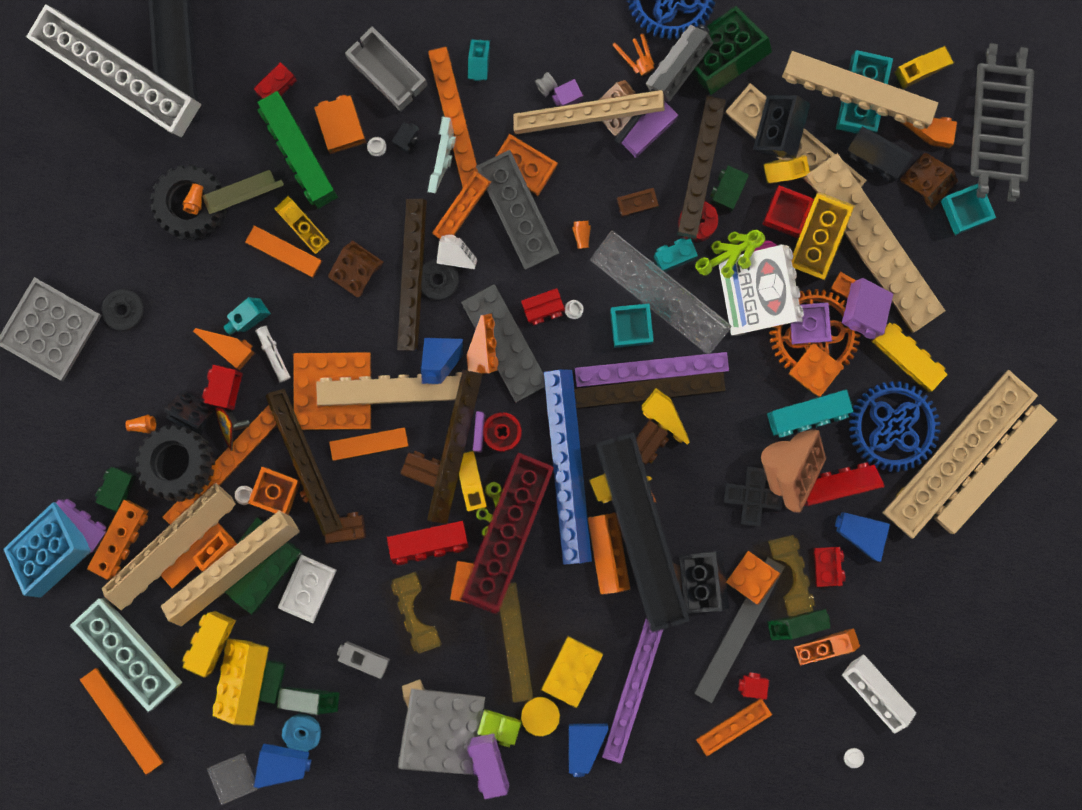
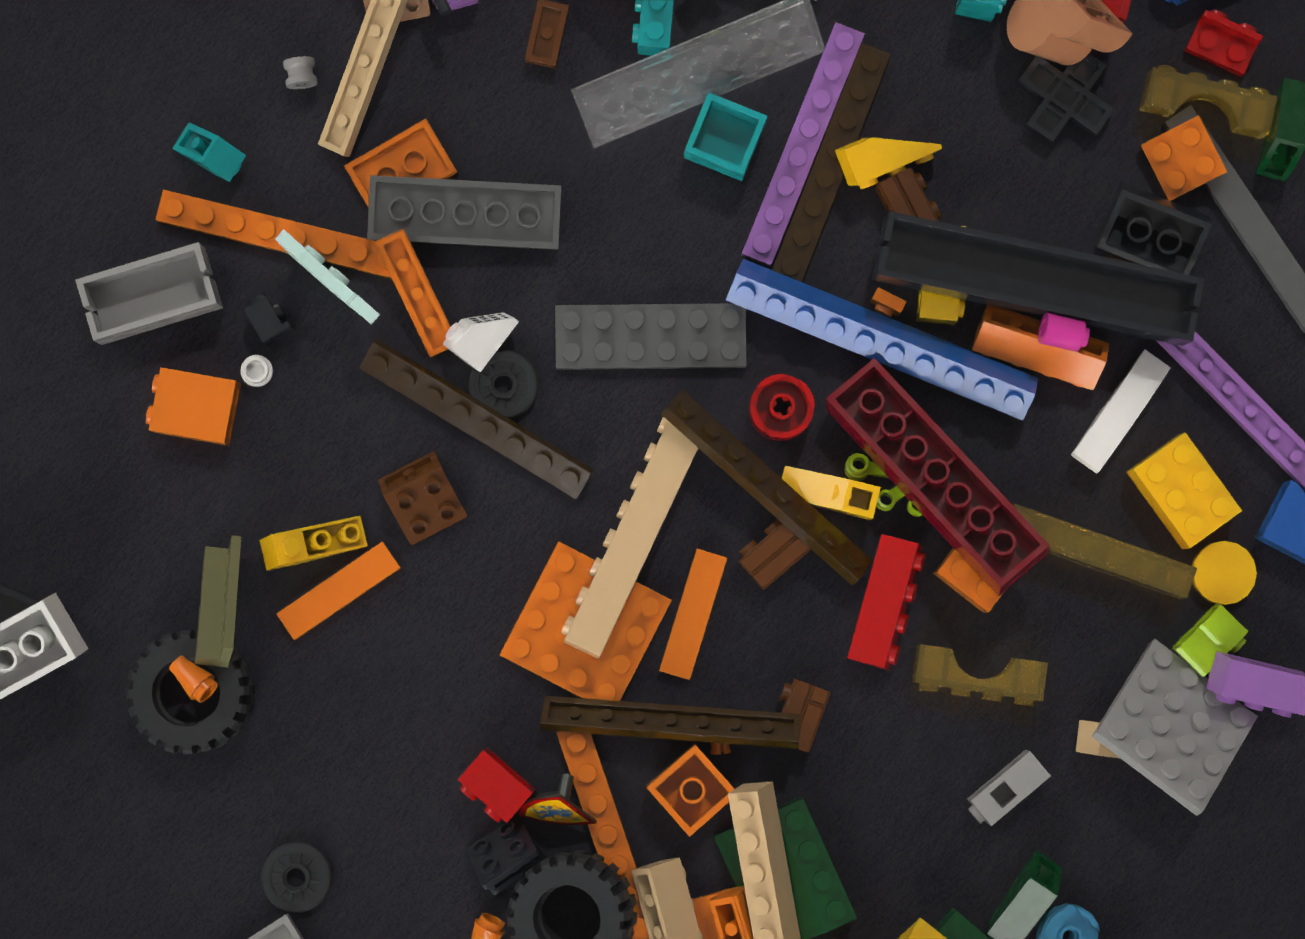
camera: 65 degrees left, 0 degrees up
(232, 349) = (442, 744): orange slope -> none
(243, 495) = (671, 838): white plate -> none
(246, 315) = (406, 682): teal torso -> none
(272, 353) = (483, 686): white pin -> none
(277, 80) = (81, 471): red brick -> none
(293, 144) = (199, 487): green brick -> none
(307, 588) = (859, 817): white tile -> none
(439, 358) = (624, 441): blue slope -> none
(478, 435) = (764, 440): medium lavender tile -> none
(482, 353) = (648, 375): orange slope -> none
(543, 306) = (627, 250): red brick -> none
(567, 94) = (332, 49): medium lavender brick -> none
(573, 309) = (655, 209): white plate -> none
(582, 232) = (549, 138): orange cone -> none
(588, 459) = (887, 303): none -> orange plate
(597, 615) = (1120, 411): none -> white slope
(620, 560) = (1063, 332): none -> dark pink brick

